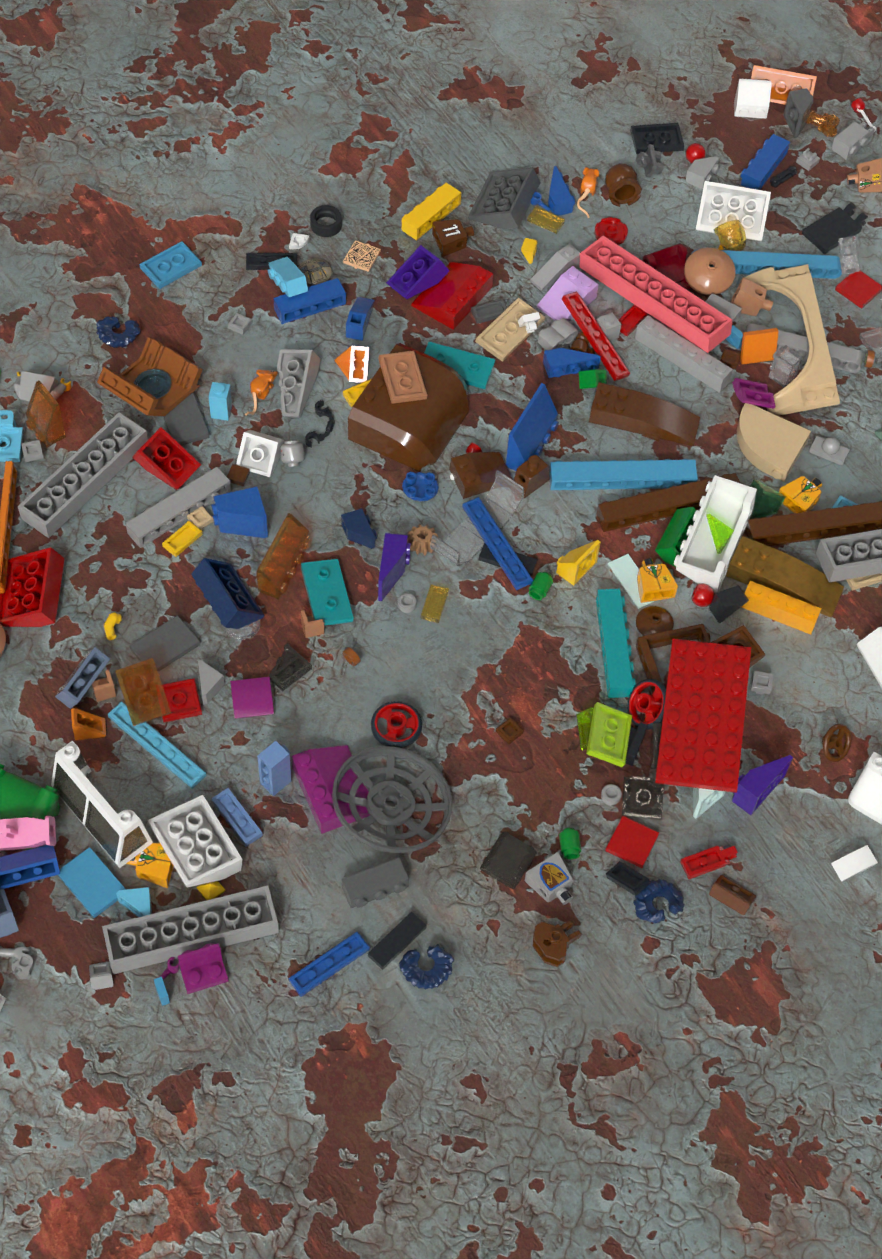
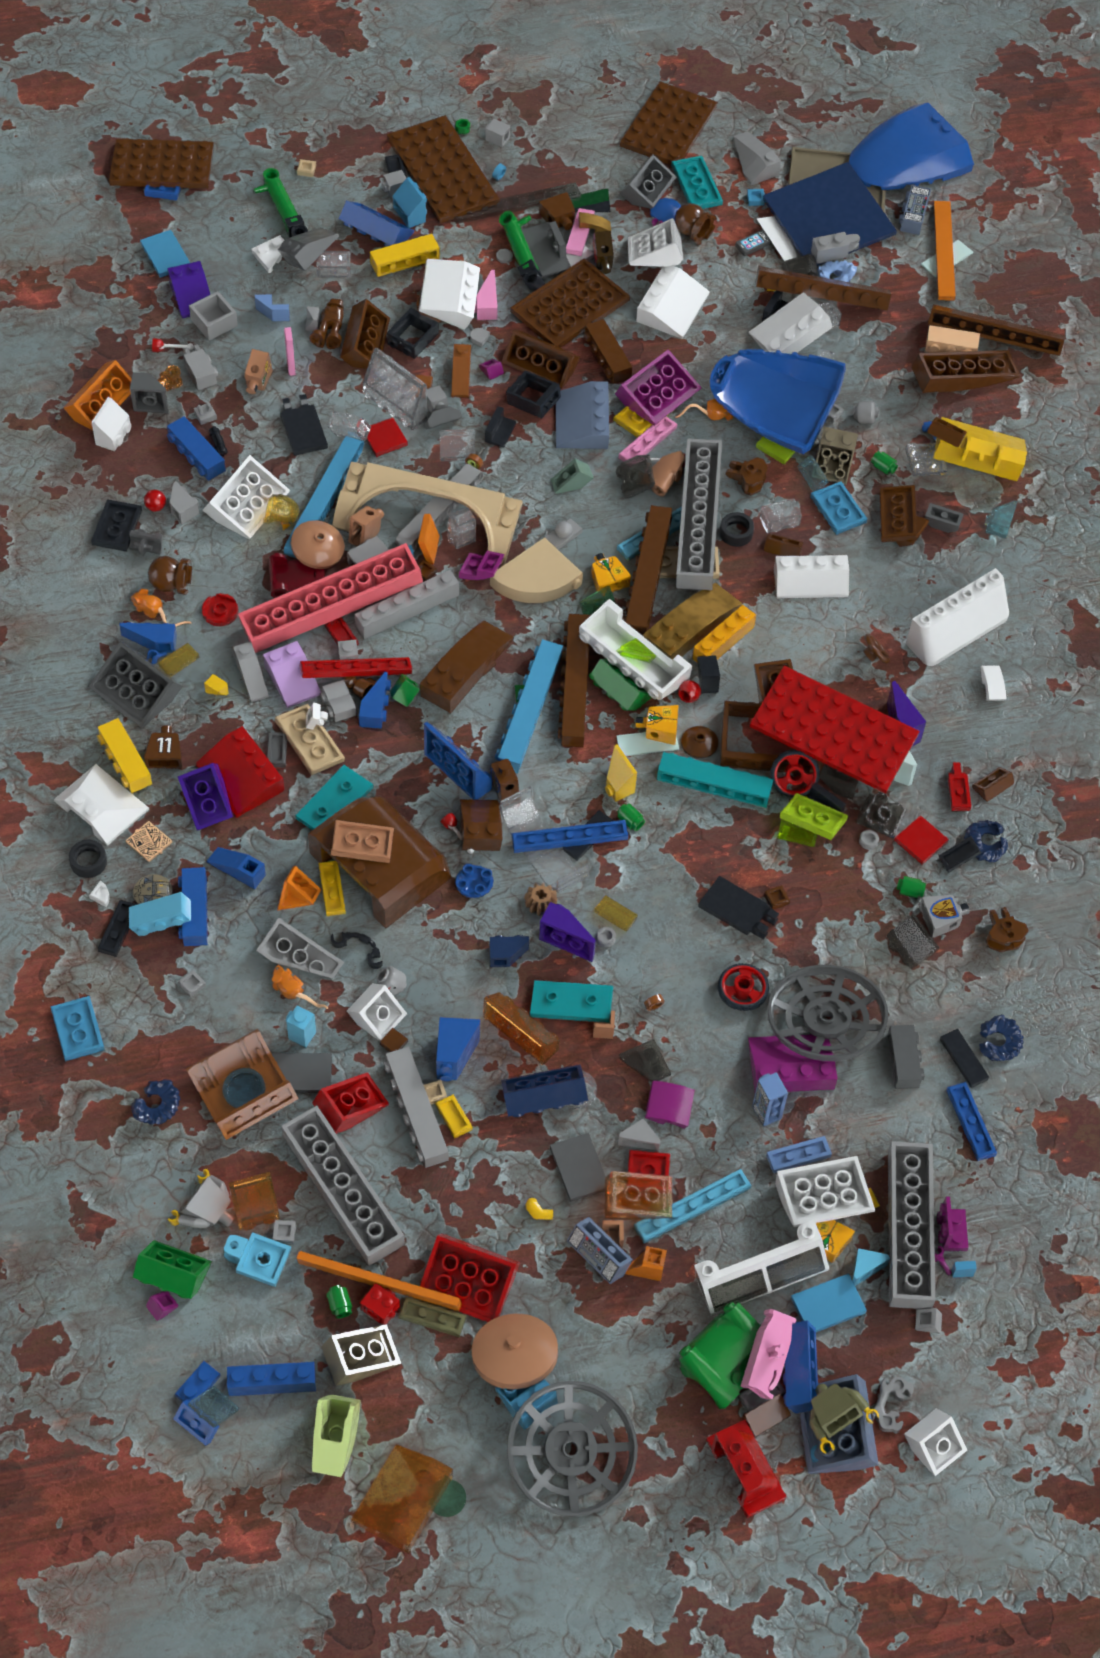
camera: 70 degrees left, 0 degrees up
(379, 214) = (102, 804): none -> white slope
(483, 699) = (738, 908): none -> black tile

